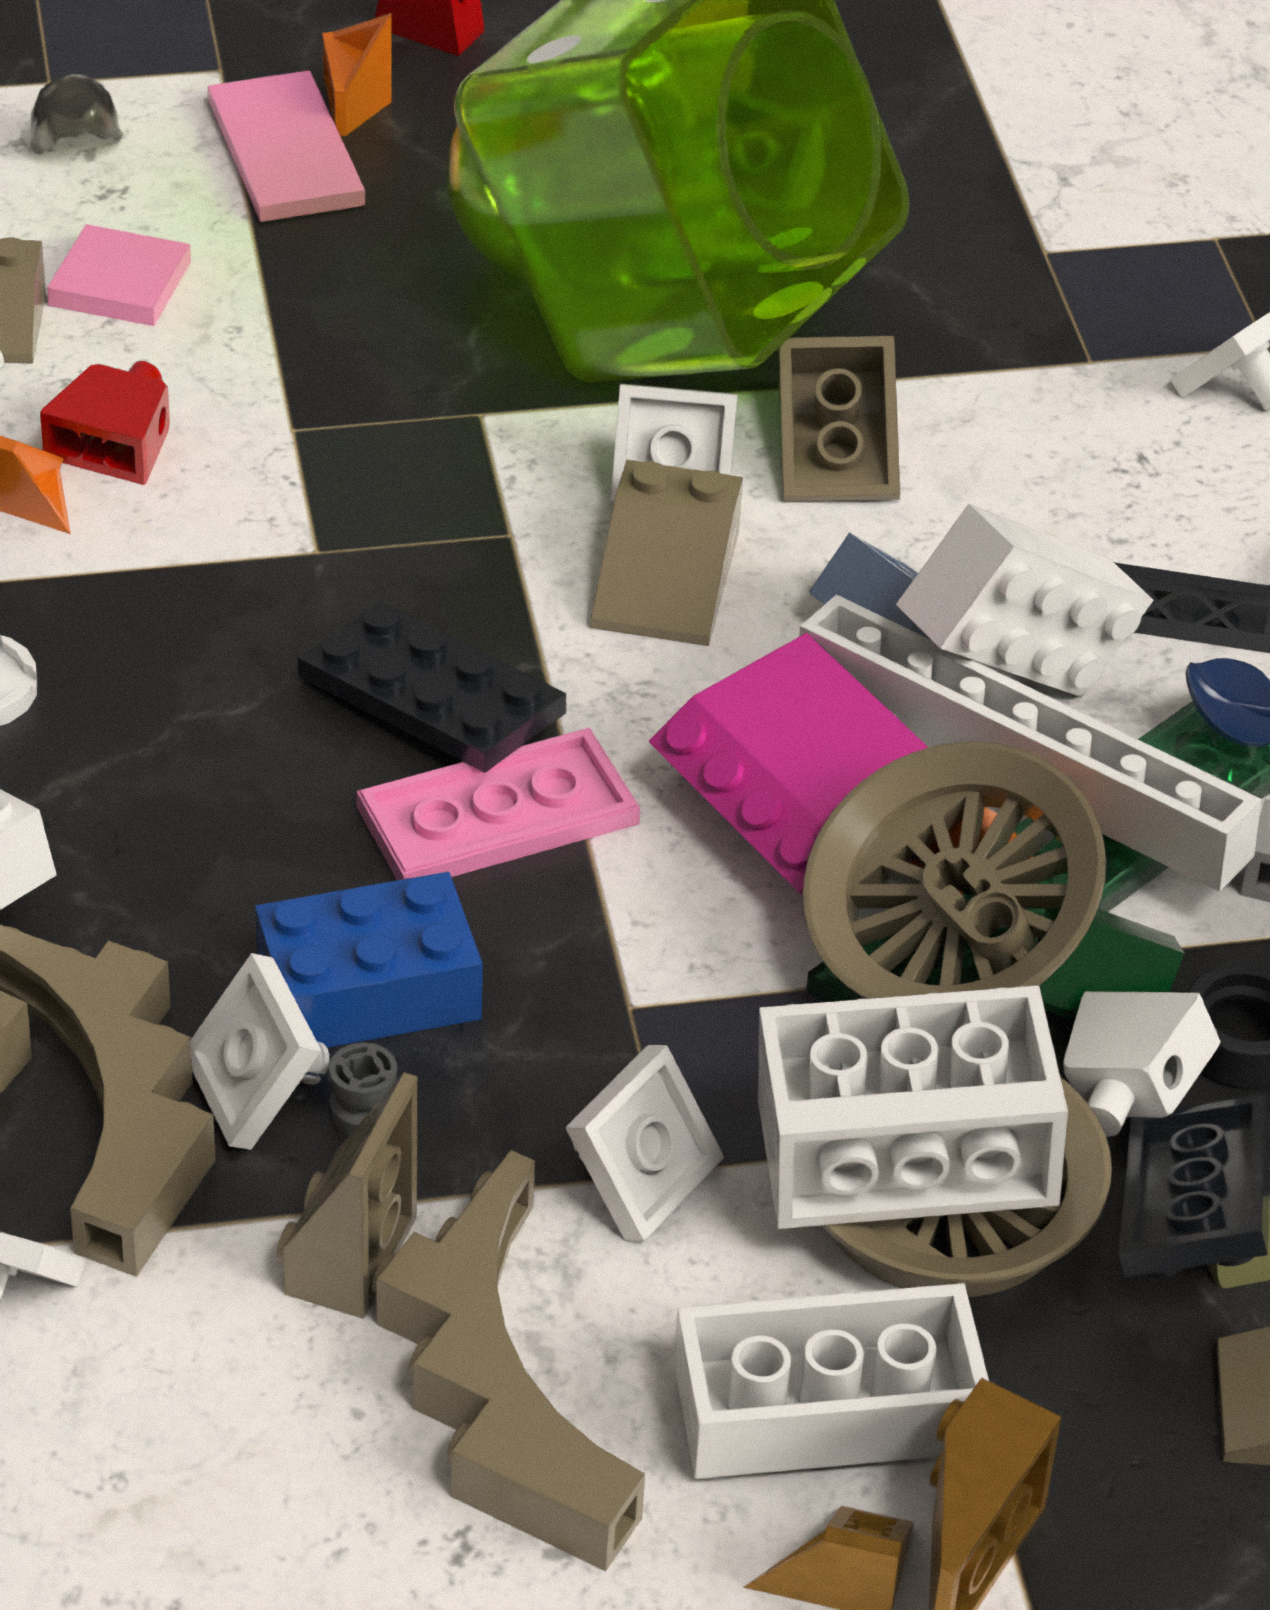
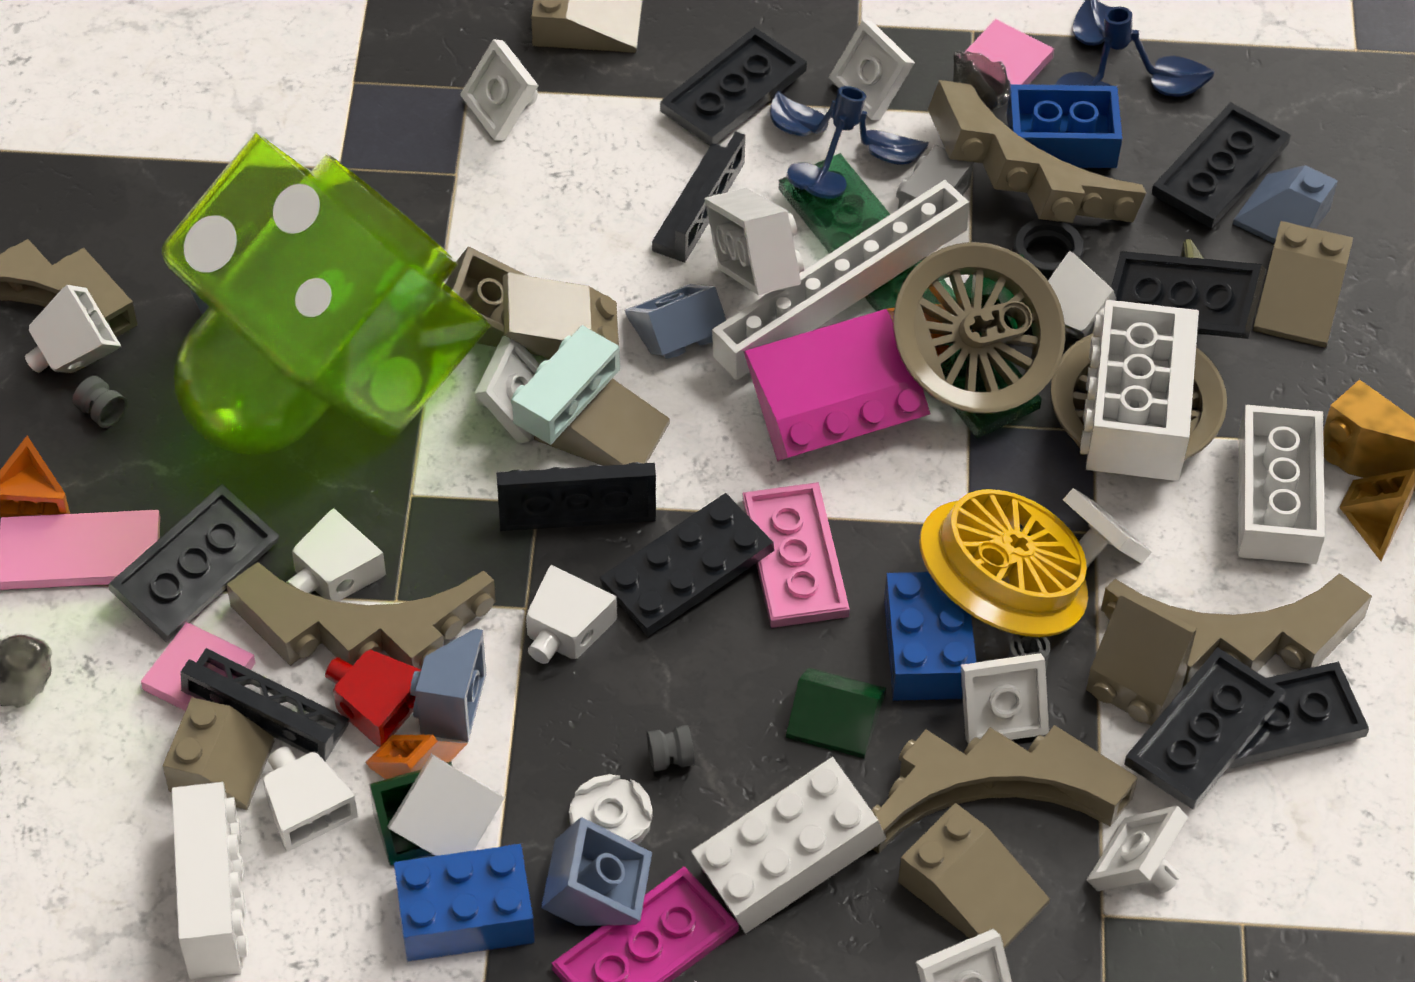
camera: 75 degrees left, 10 degrees up
(52, 311) = (264, 710): none -> black fence
(88, 711) = (670, 748): none -> dark grey wheel
(126, 468) = (450, 687): none -> sand blue slope
(210, 880) = (835, 712): none -> dark green slope
(213, 420) = (406, 631): none -> dark tan arch
(255, 1311) = (1205, 728): none -> black plate
(281, 226) = (193, 562): none -> black plate
(295, 573) = (567, 616): none -> white torso
(327, 346) = (336, 559): none -> white torso
(334, 1440) = (1314, 714): none -> black plate
(496, 534) = (577, 496): none -> black plate
(554, 1031) = (987, 563): none -> yellow piece
(661, 457) = (565, 384): none -> light aqua brick
(801, 455) = (546, 311): none -> slope

